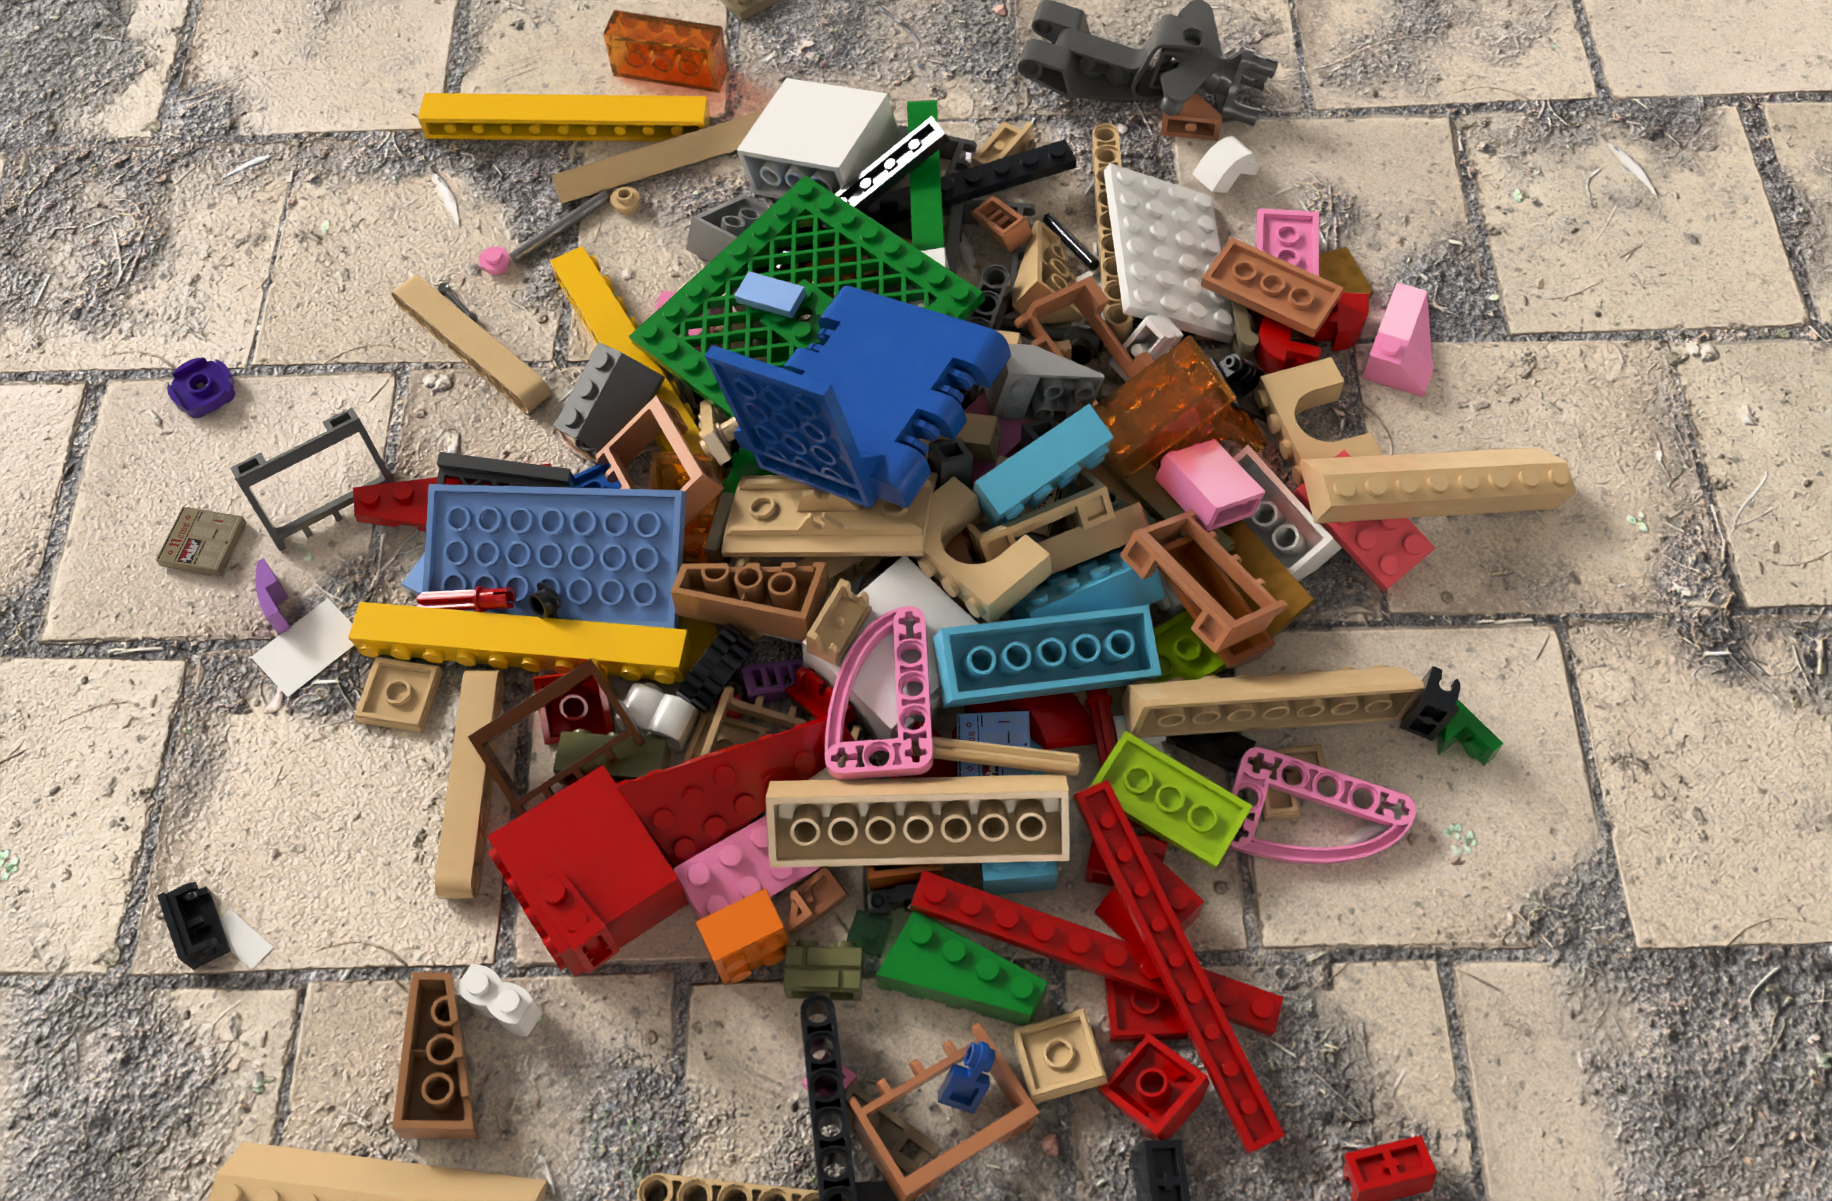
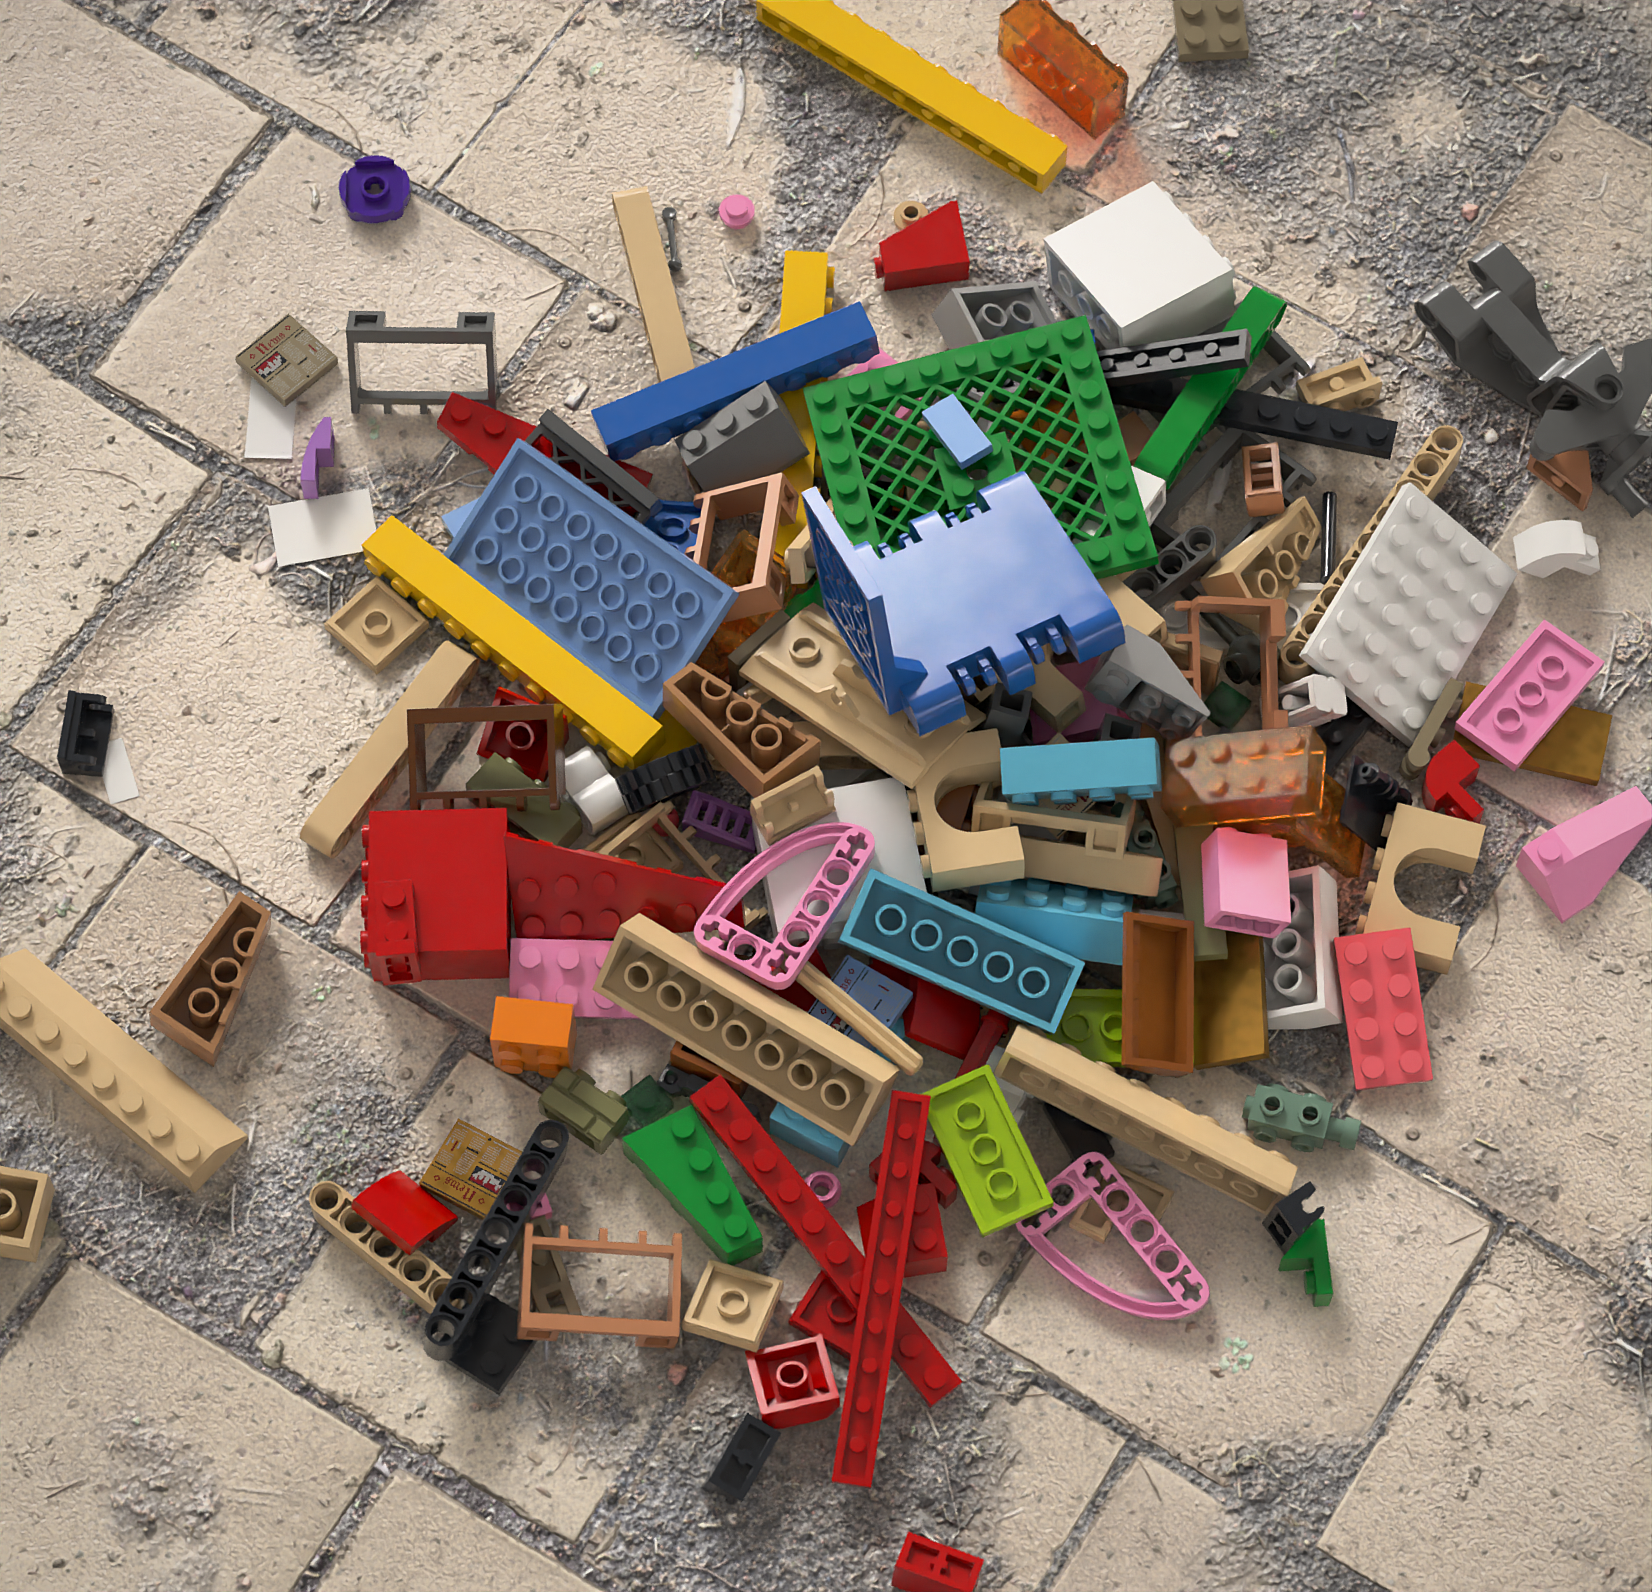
camera: 30 degrees right, 5 degrees up
(215, 597) = (269, 425): none -> white sticker
(479, 599) = (496, 578): red axle -> none
(498, 999) = (298, 961): white brick -> none
(544, 392) = (783, 361): none -> blue brick
(545, 602) = (553, 620): black plate -> none
(559, 227) = (826, 209): flat silver bar -> none
(652, 213) = (925, 252): none -> red slope
(653, 159) = (972, 187): tan tile -> none
(730, 1159) = (403, 1211): none -> red slope
(763, 1083) = (470, 1169): none -> pearl gold tile
(812, 696) = (738, 852): red hinge -> none
(814, 899) = (619, 1043): nougat slope -> none
(967, 1086) = (635, 1278): blue plate -> none
(1062, 904) = (828, 1180): none -> bright pink plate
(1214, 623) = (1127, 1014): nougat hinge -> none
(1272, 287) = (1479, 716): nougat plate -> none
(1344, 322) = (1536, 800): red brick -> none
(1365, 638) = (1289, 1123): none -> sand green brick
(1435, 484) = (1475, 1015): tan slope -> none

